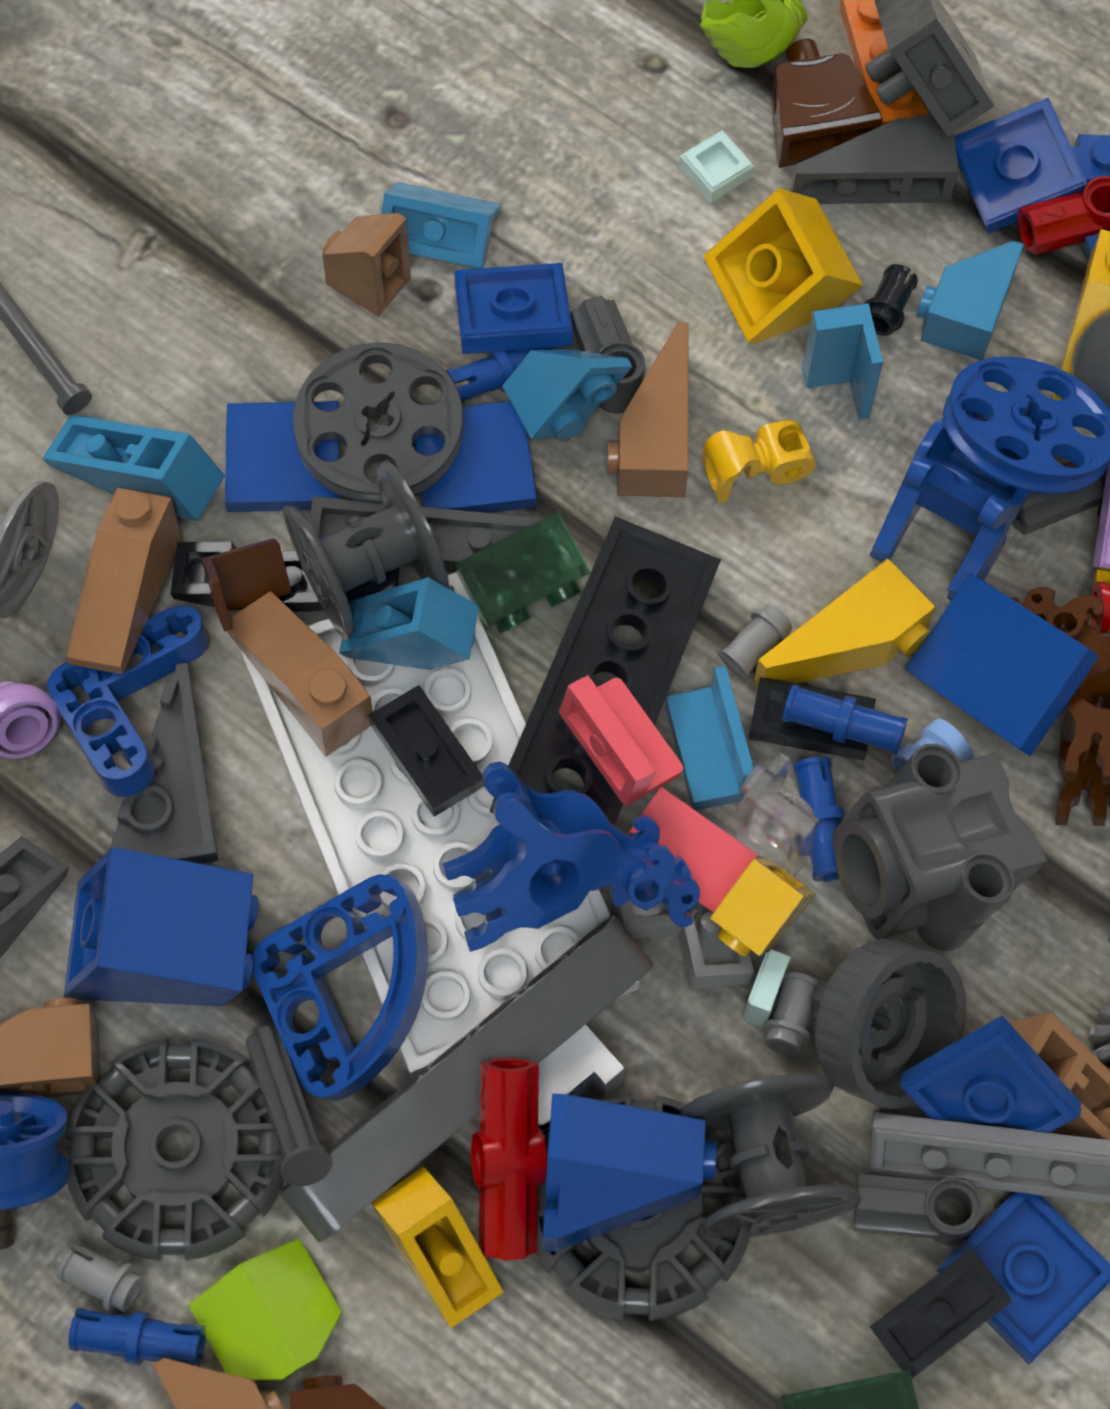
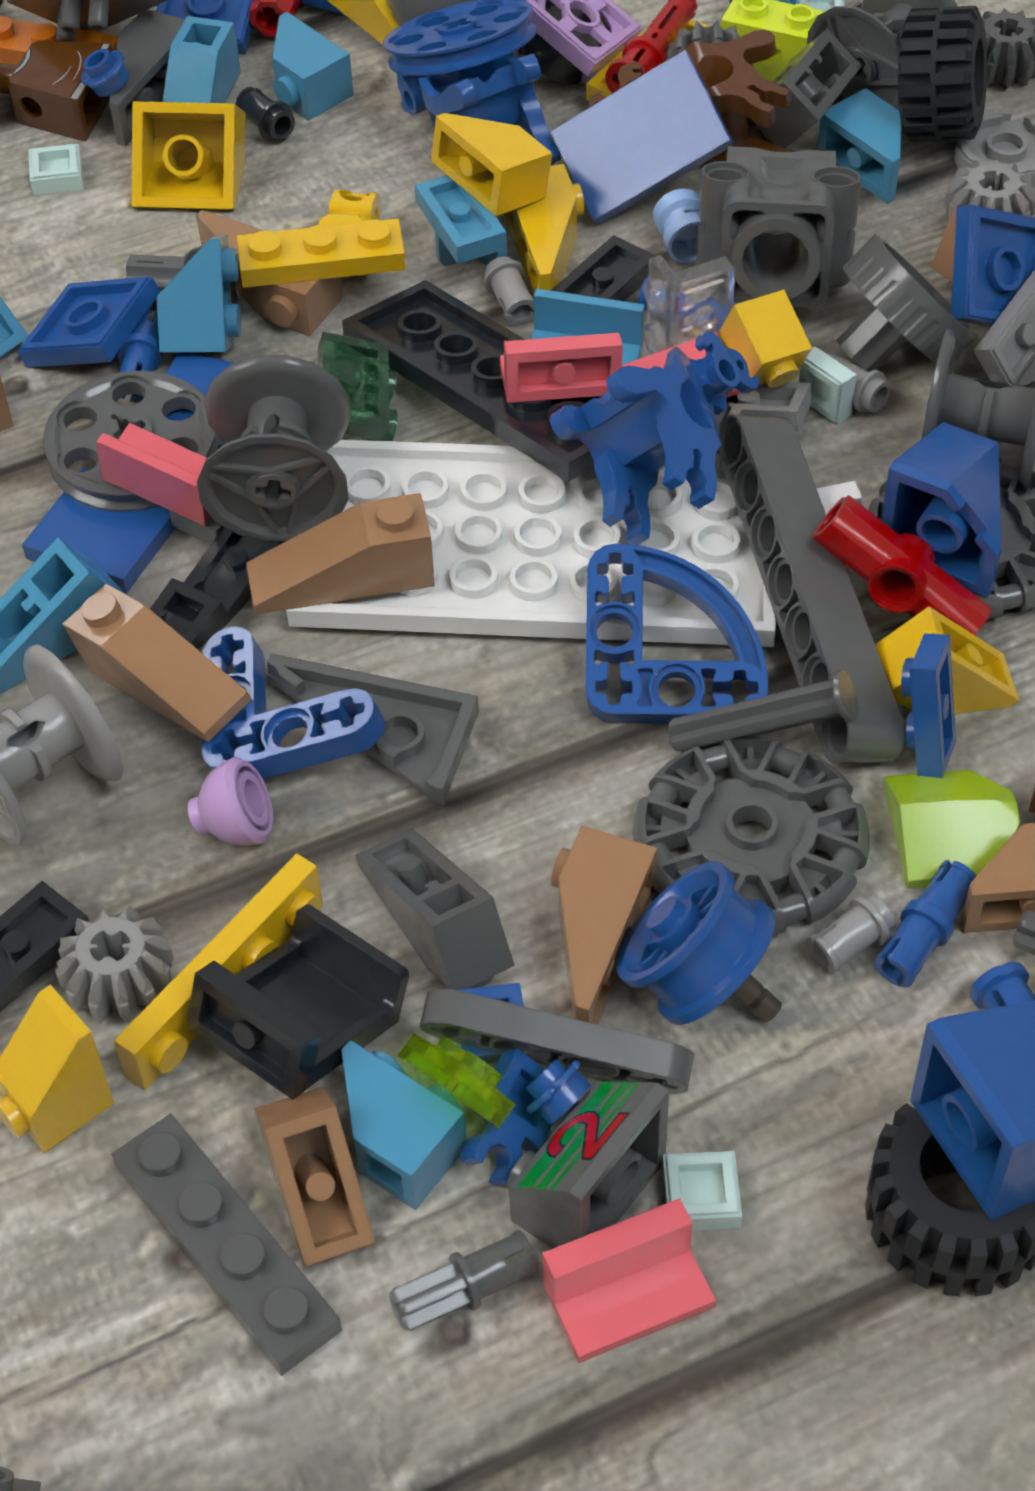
camera: 60 degrees left, 15 degrees down
(160, 931) = (528, 768): blue slope -> none
(244, 576) = (221, 573): reddish brown bracket -> none
(326, 468) = (154, 470): none -> coral panel
(354, 1247) = (932, 722): none -> blue plate
(412, 626) = (370, 453): dark azure slope -> none
(426, 750) = (484, 502): black plate -> none
(674, 455) = (321, 252): none -> yellow plate
(805, 554) = (460, 223): none -> dark azure panel
(824, 139) = (105, 72): none -> blue plate
(842, 350) = (310, 132): dark azure panel -> none
(844, 719) = (626, 245): blue pin -> none
(866, 547) = (491, 161): none -> yellow slope
(897, 215) = (202, 62): none -> dark azure slope

